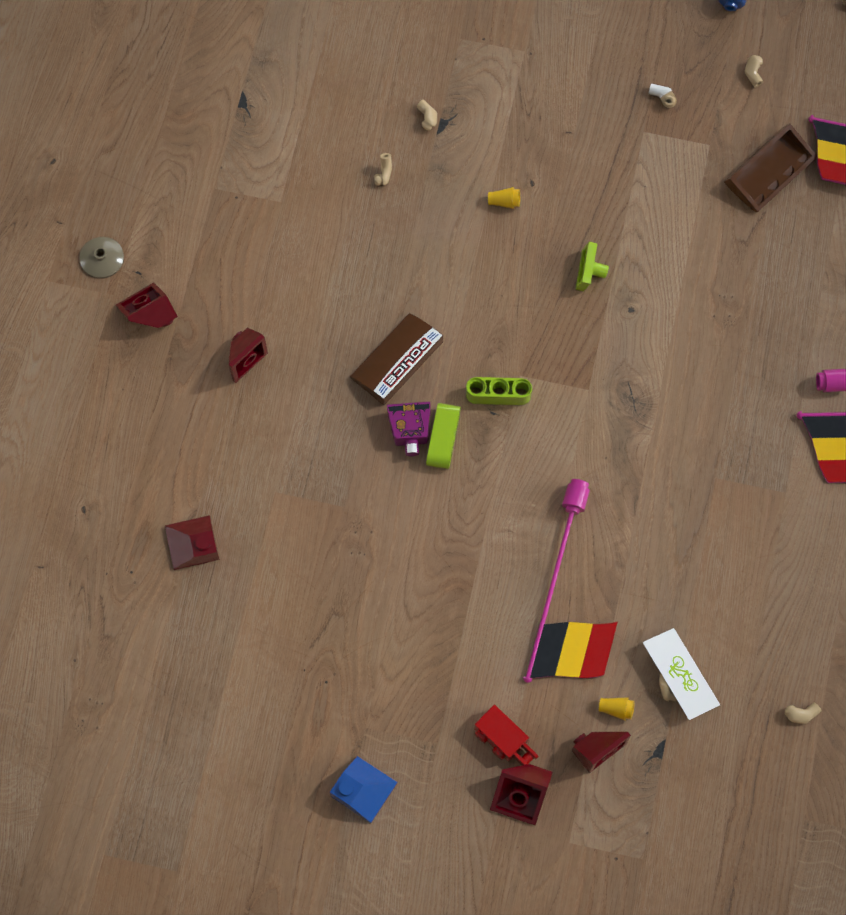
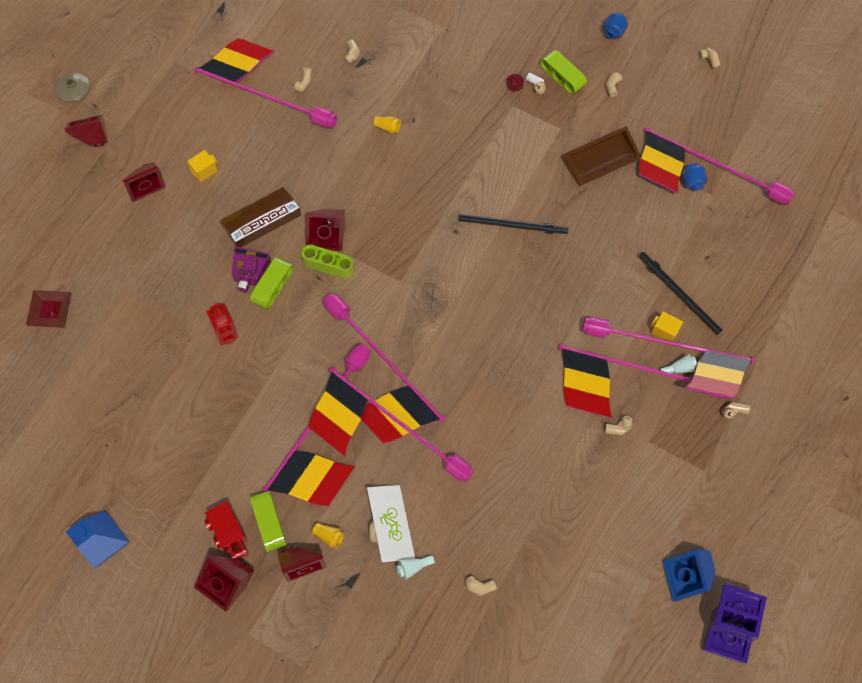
camera: 15 degrees right, 5 degrees down
(292, 166) = (239, 59): none -> flag
(305, 314) = (202, 165): none -> yellow brick
(409, 503) = (222, 324): none -> red brick
(482, 352) = (325, 228): none -> dark red slope
(545, 712) = (268, 521): none -> lime beam
(581, 568) = (342, 411): none -> flag
(589, 267) = (433, 190): lime tile -> none
(637, 101) = (515, 82): none -> dark red tile
(641, 545) = (405, 403): none -> flag
(691, 71) = (563, 72): none -> lime beam
(718, 717) = (408, 568): none -> light aqua cone
(738, 275) = (549, 228): none -> black bar

